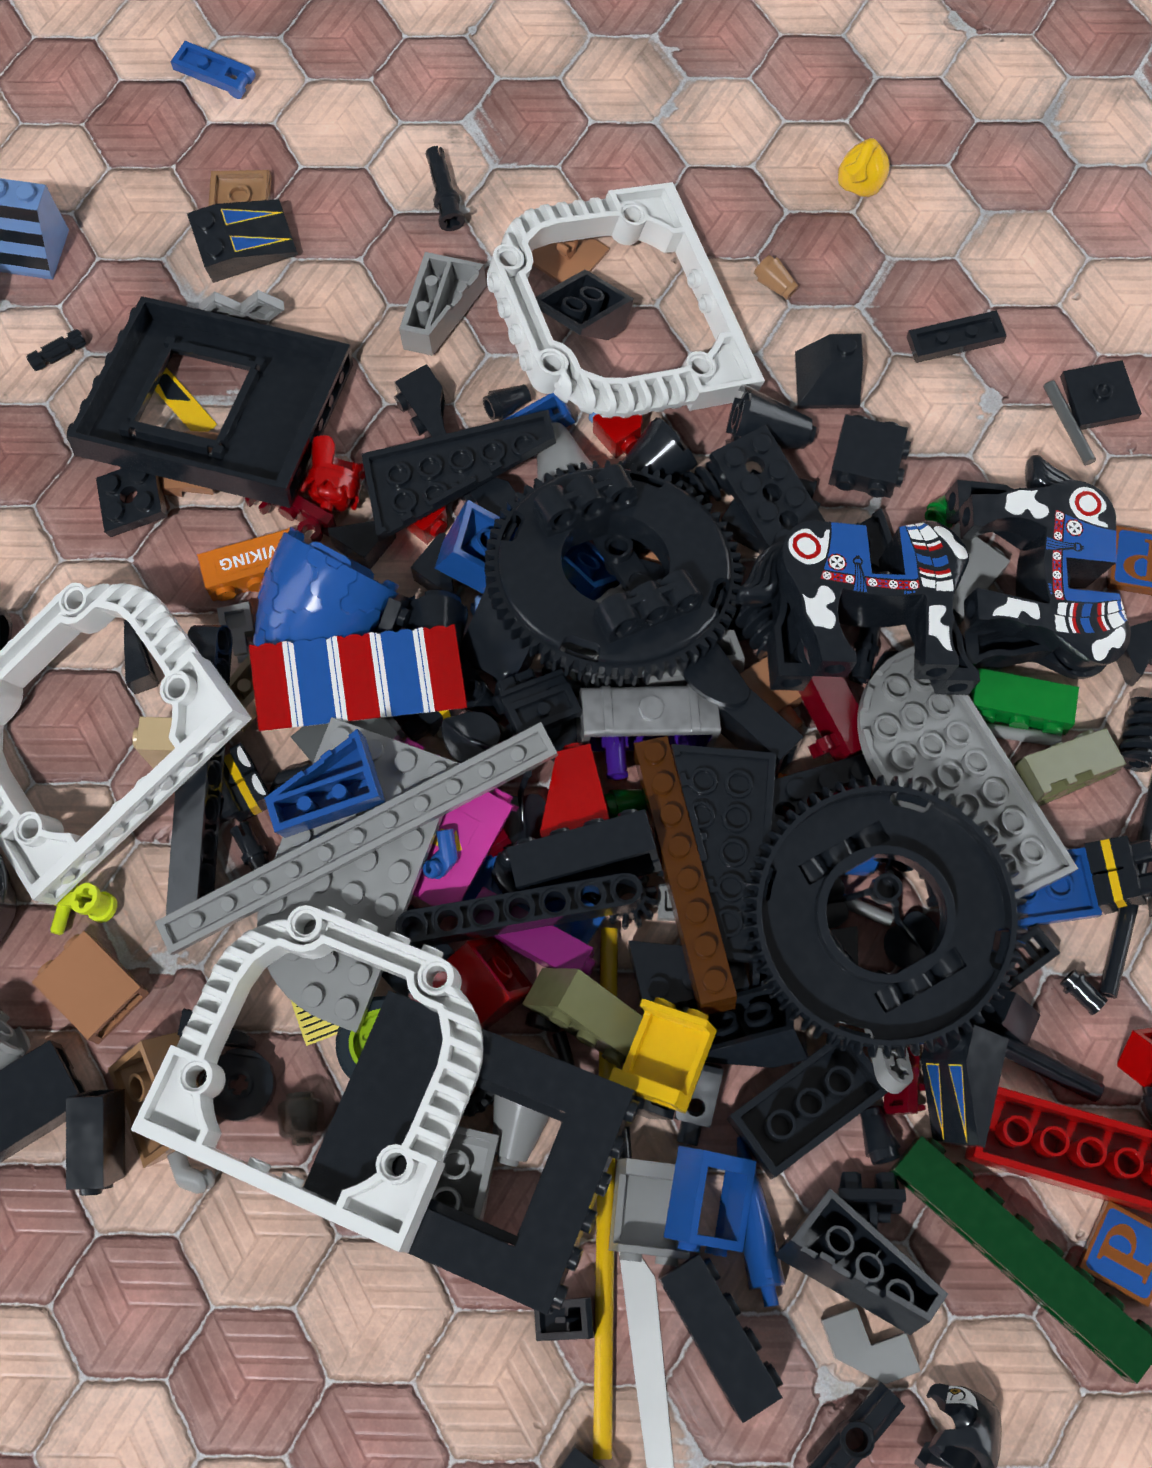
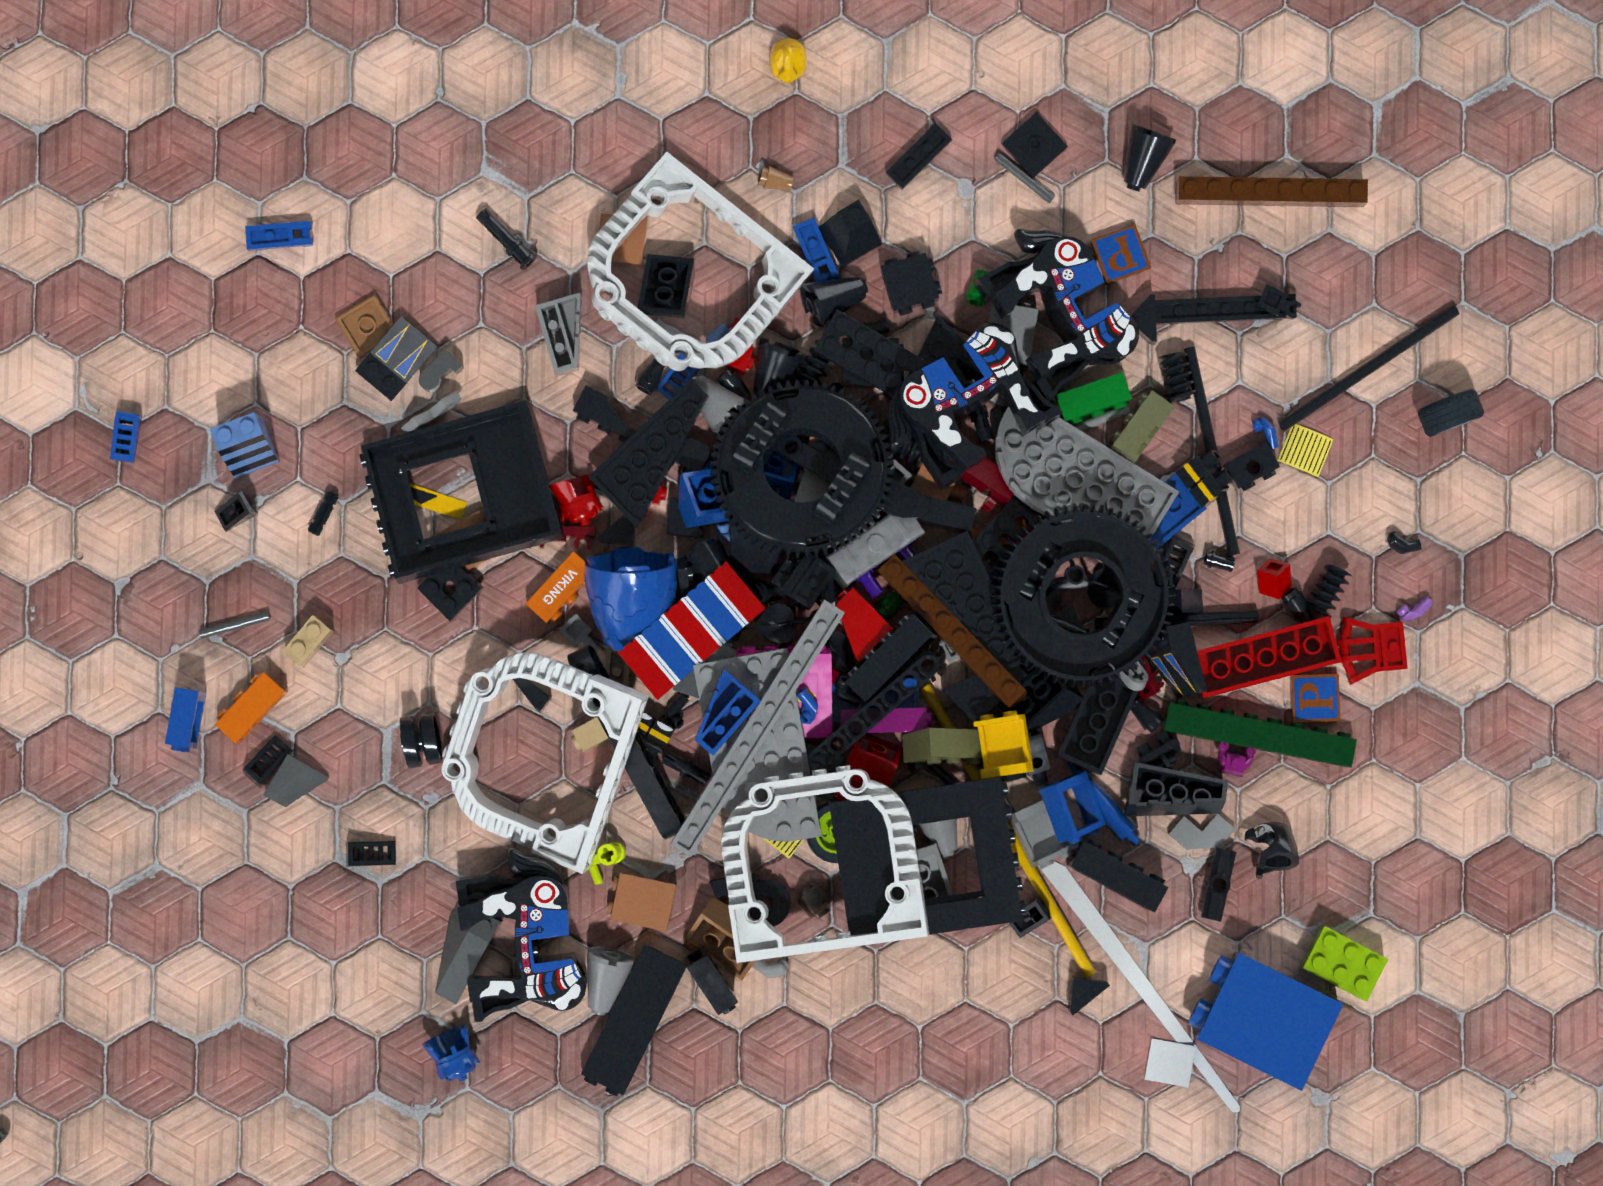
camera: 35 degrees left, 15 degrees up
(280, 274) = (432, 376): none -> dark grey leg
(595, 448) = (732, 381): none -> black cone
(779, 364) = (815, 250): none -> blue plate
(966, 1275) = (1235, 763): none -> magenta piece

